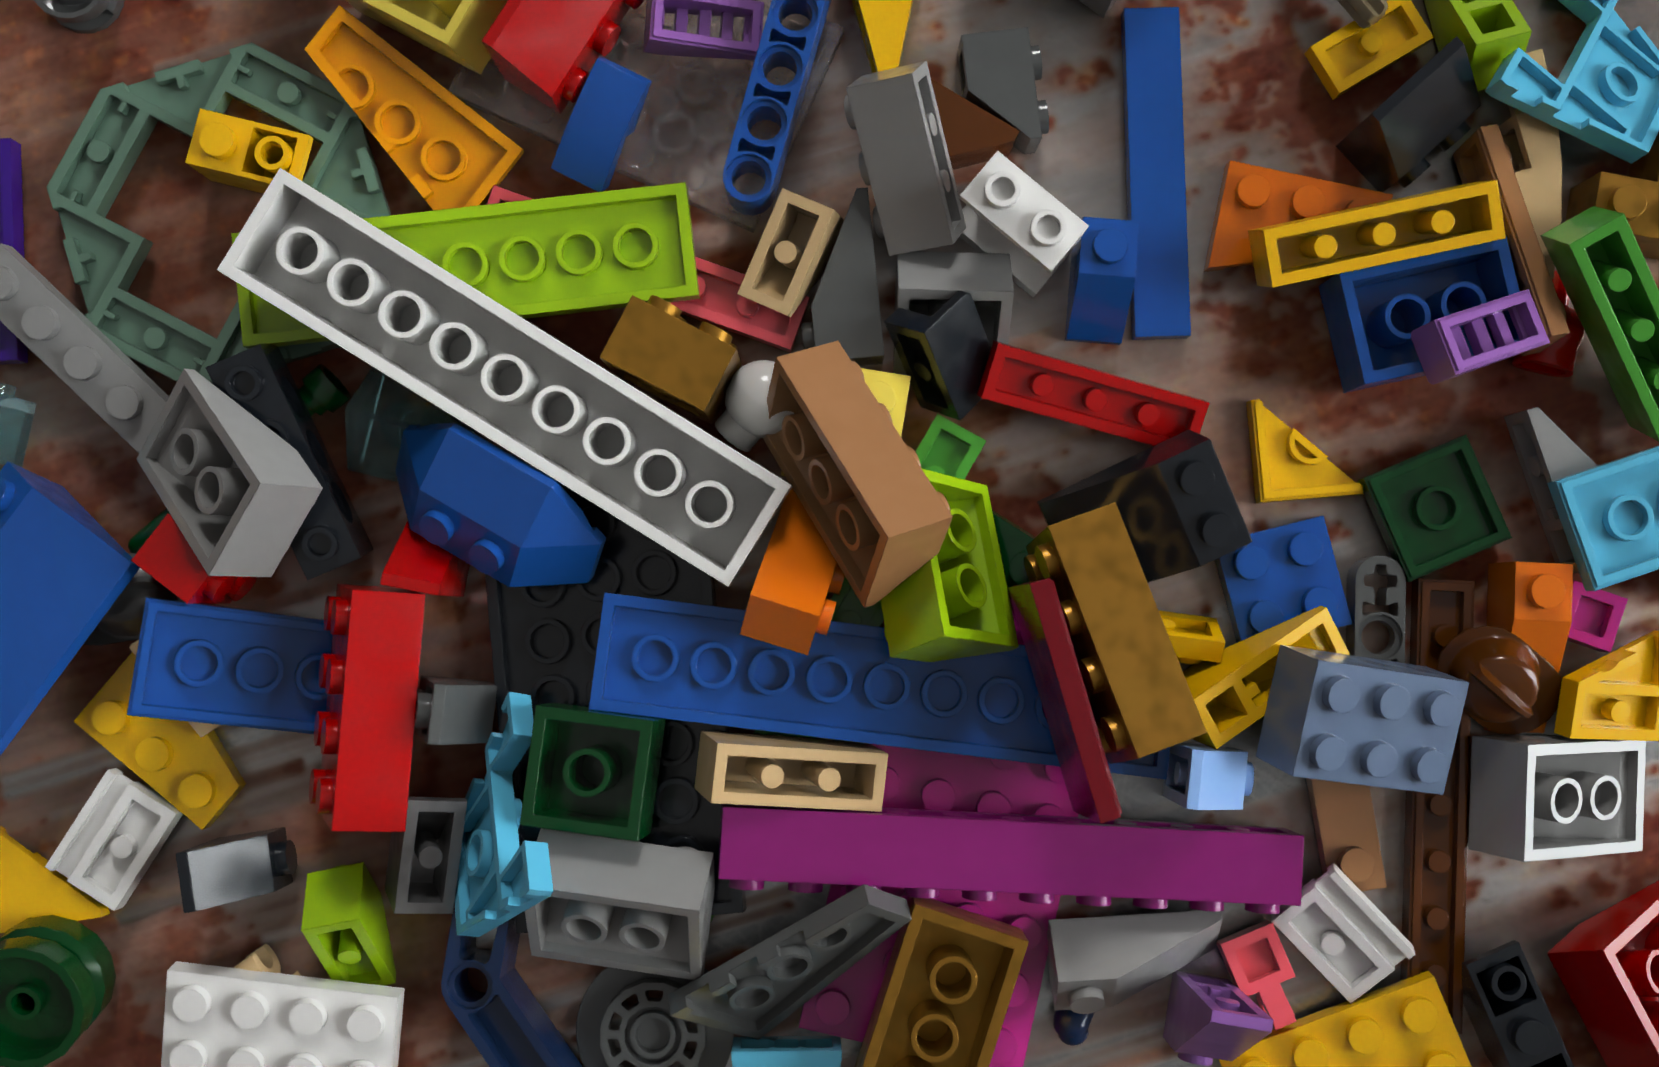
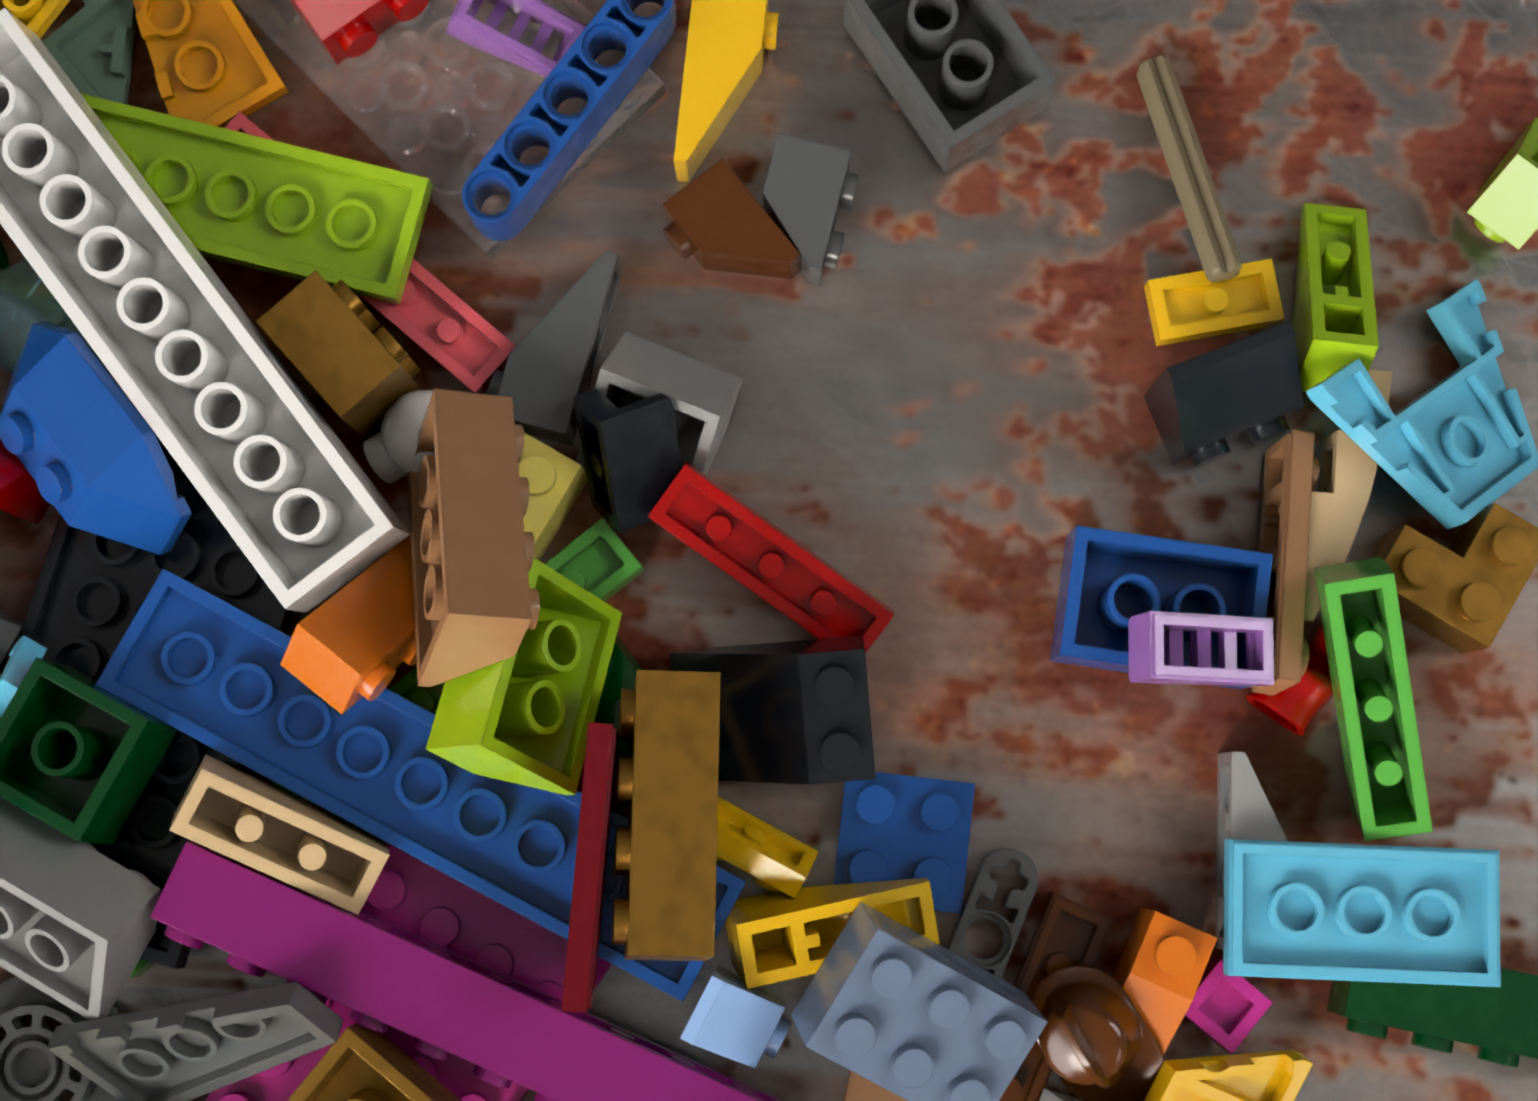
camera: 30 degrees right, 5 degrees down
(600, 123) = (369, 84): blue slope -> none
(791, 253) = (508, 292): tan slope -> none
(905, 158) = (664, 238): light grey brick -> none
(1019, 218) = (755, 345): white panel -> none
(1102, 281) = (830, 442): blue slope -> none
(1156, 171) = (935, 355): blue tile -> none
(1266, 197) = (1064, 453): orange wing -> none
(1288, 464) = (962, 717): yellow tile -> none
(1377, 234) = (1134, 500): yellow brick -> none
(1435, 508) = (1099, 822): dark green plate -> none

